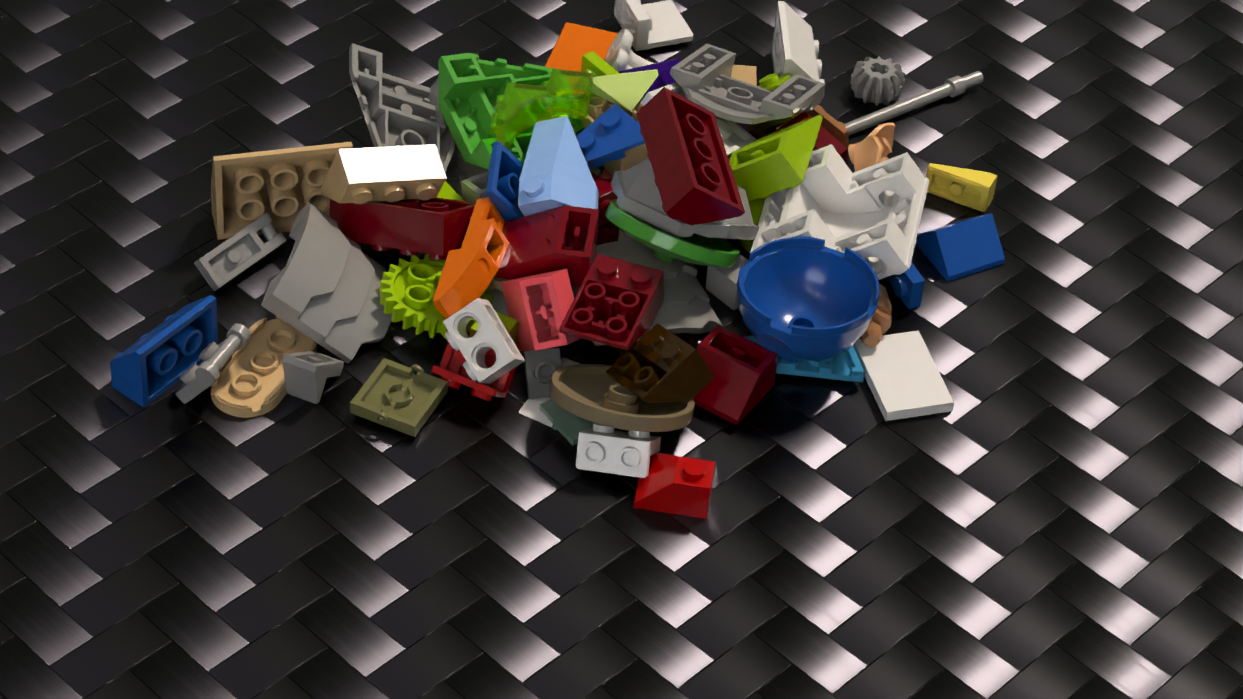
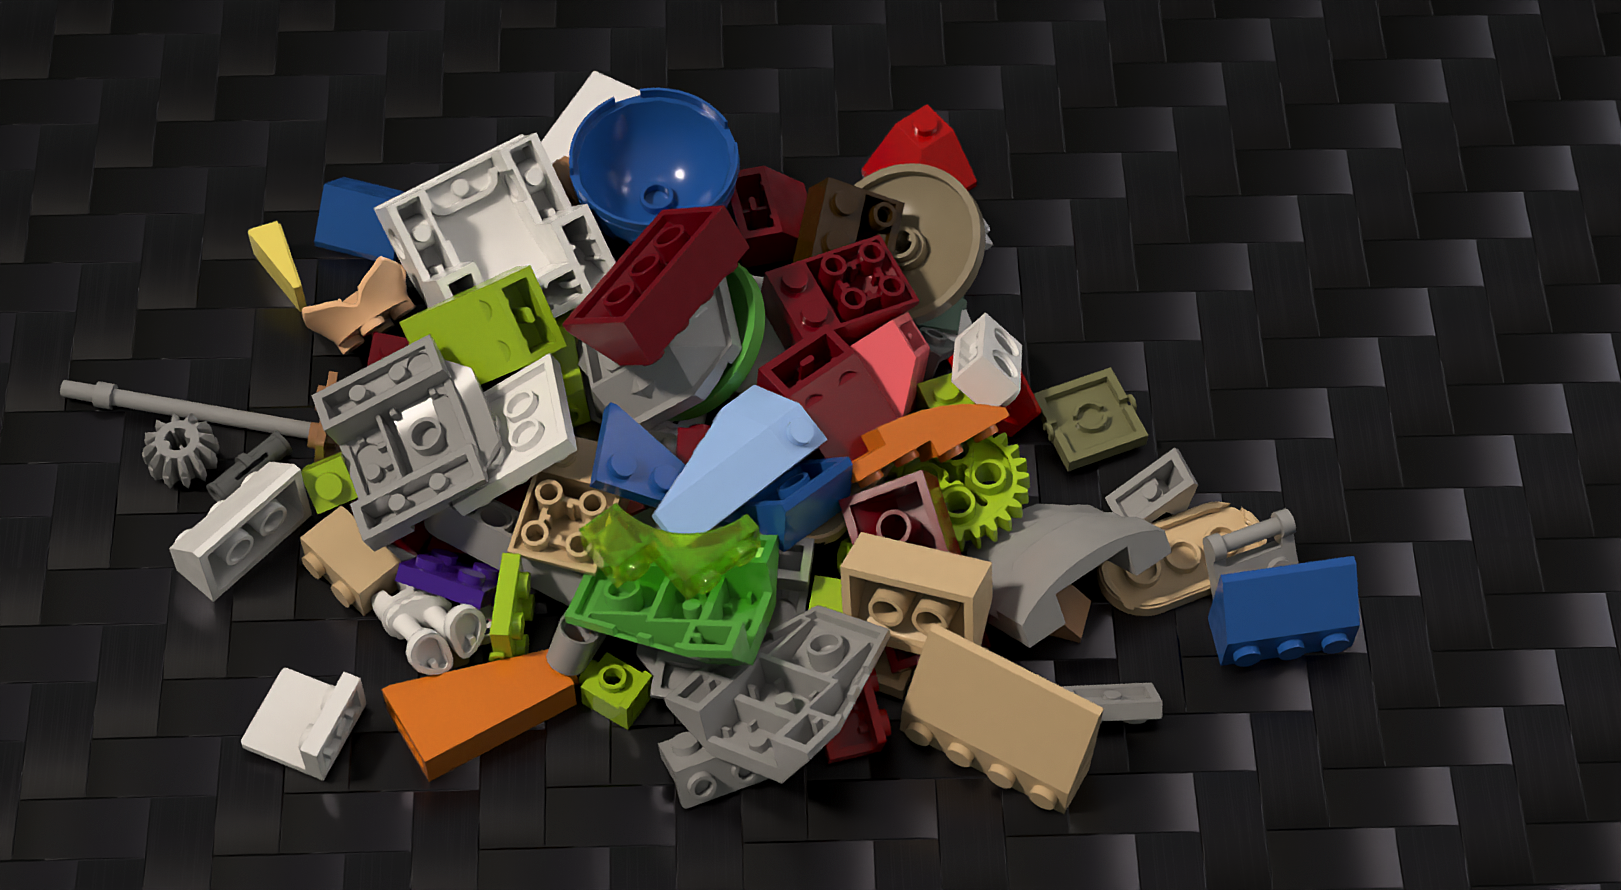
camera: 135 degrees left, 15 degrees up
(624, 88) = (536, 524): yellowish green slope -> none
(834, 96) = (271, 450): none -> dark grey pin

